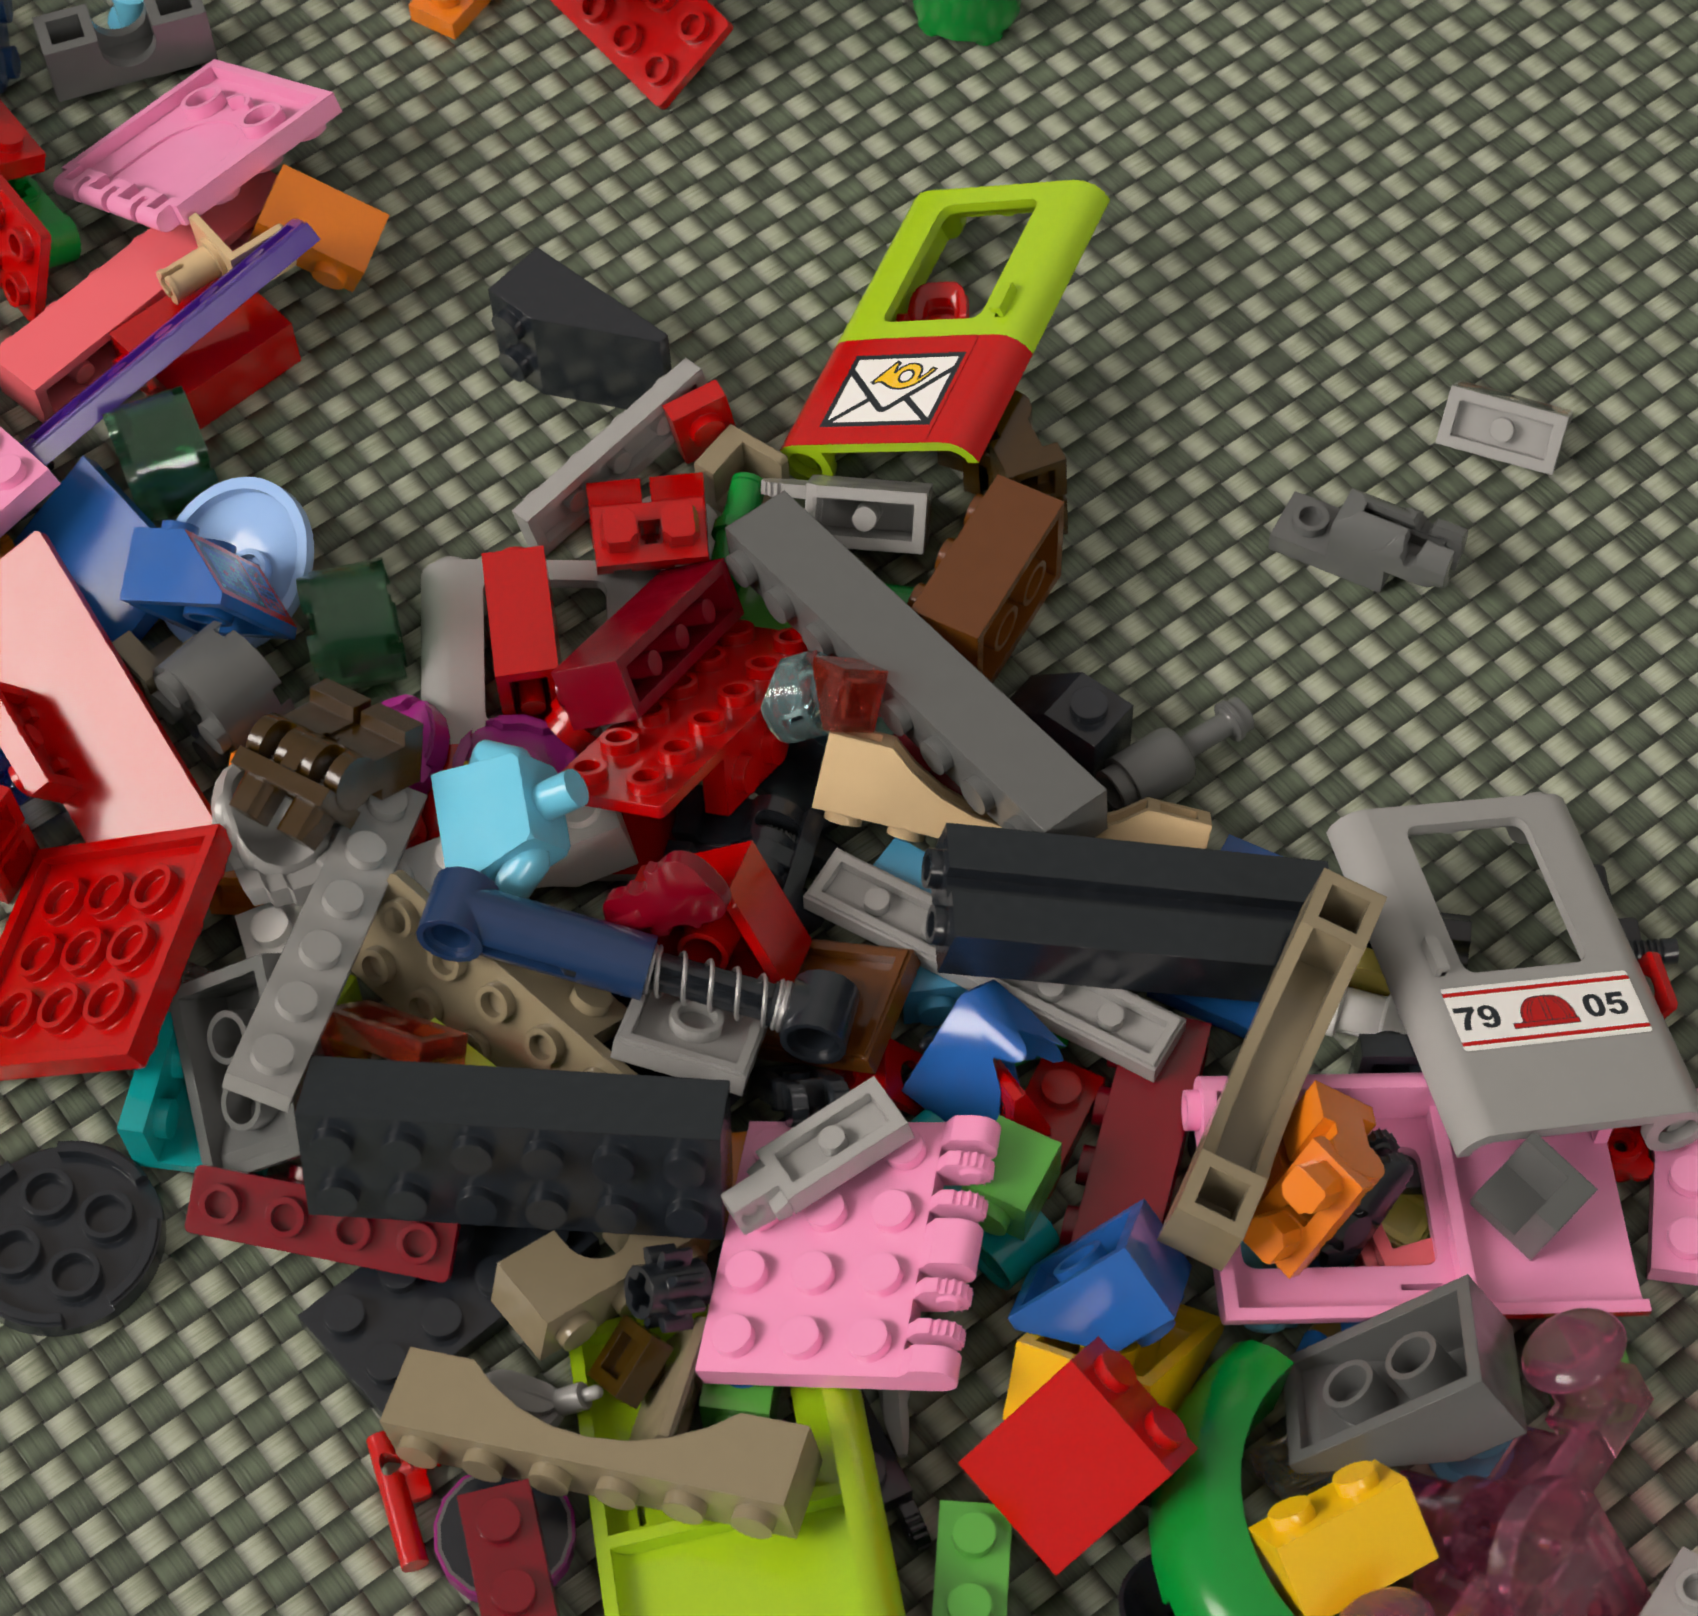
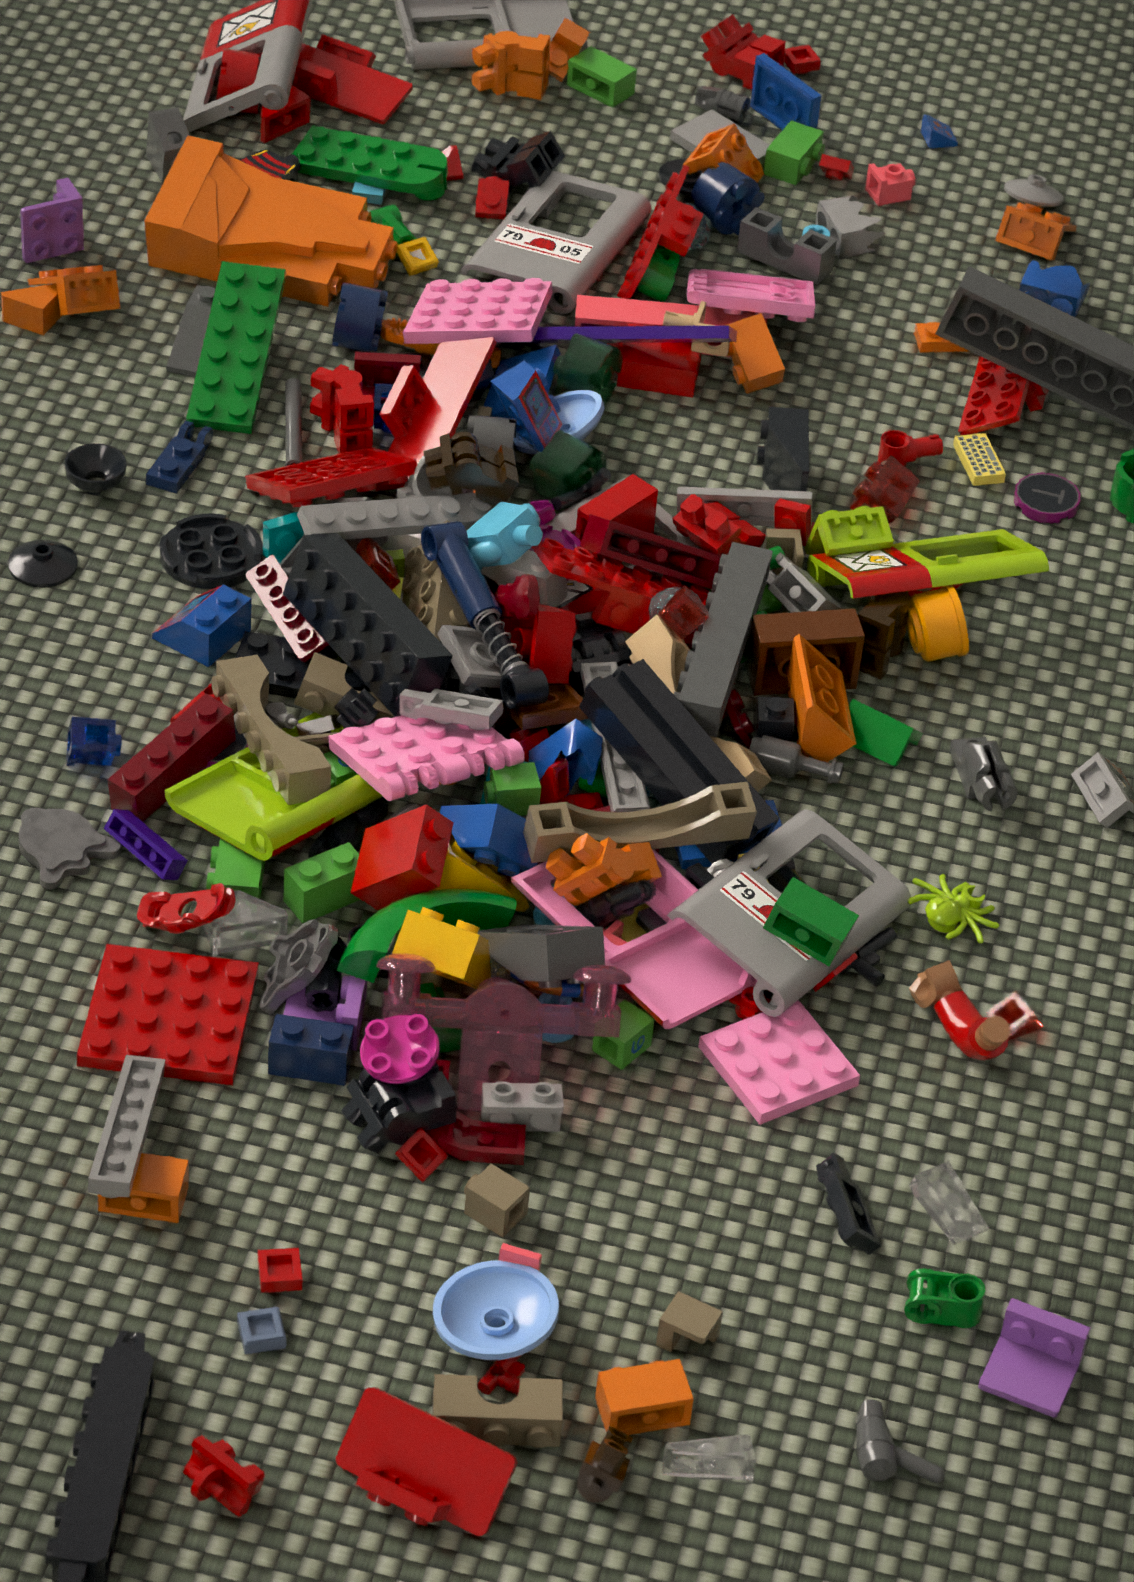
camera: 45 degrees right, 15 degrees down
(230, 1366) = (208, 625): none -> blue slope
(413, 631) = (591, 487): none -> black hose
(652, 190) = (906, 448): none -> red pin
(707, 268) = (886, 485): none -> clear red bracket
(735, 121) = (979, 459): none -> light yellow tile
(806, 367) = (850, 532): none -> lime bracket
(876, 100) = (1047, 497): none -> tile
(1070, 391) = (937, 624): none -> light orange wheel
(1077, 631) = (819, 703): none -> orange slope
(1188, 612) = (881, 734): none -> green panel
(1532, 1195) = (676, 960): dark grey panel -> none
(1608, 765) = (949, 908): none -> lime animal
(1608, 973) = (810, 921): none -> green brick

